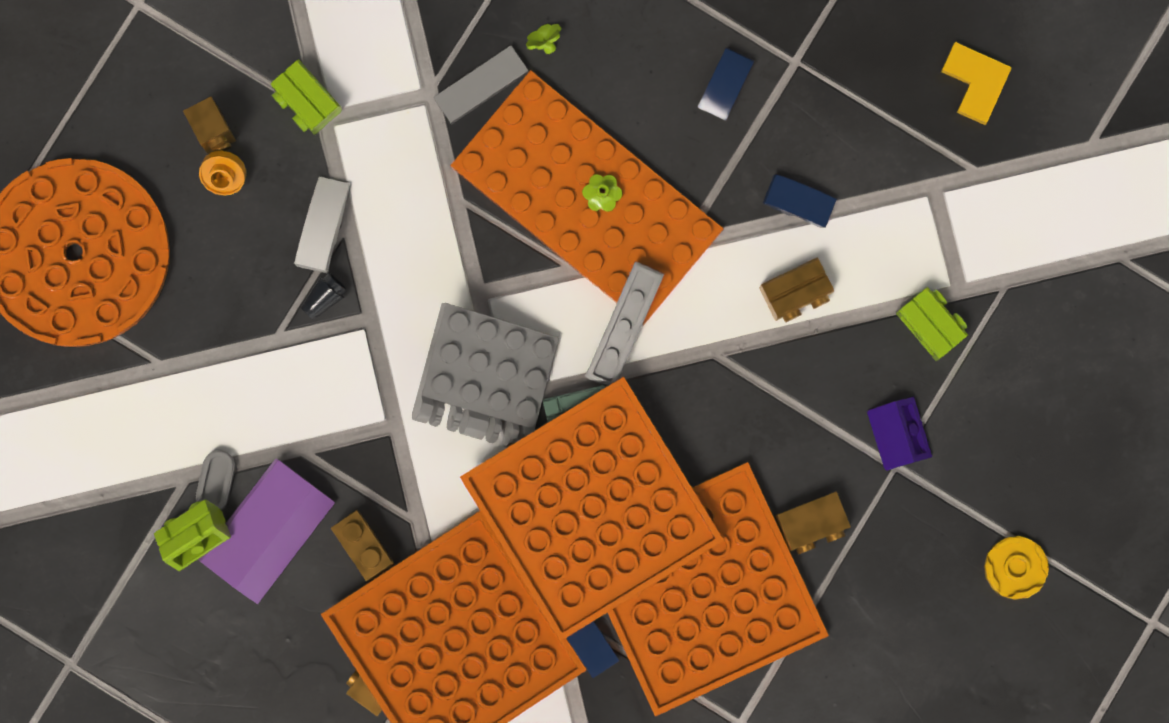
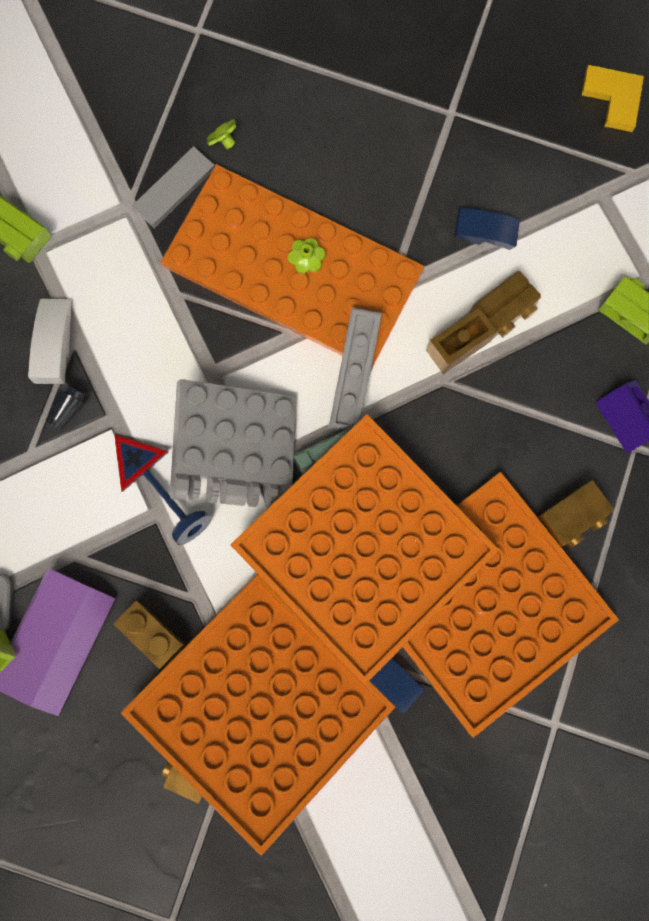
camera: 15 degrees left, 5 degrees down
(381, 369) = (134, 461): none -> dark blue piece
(726, 83) = (395, 141): dark blue slope -> none
(740, 318) = (461, 340): none -> pearl gold brick

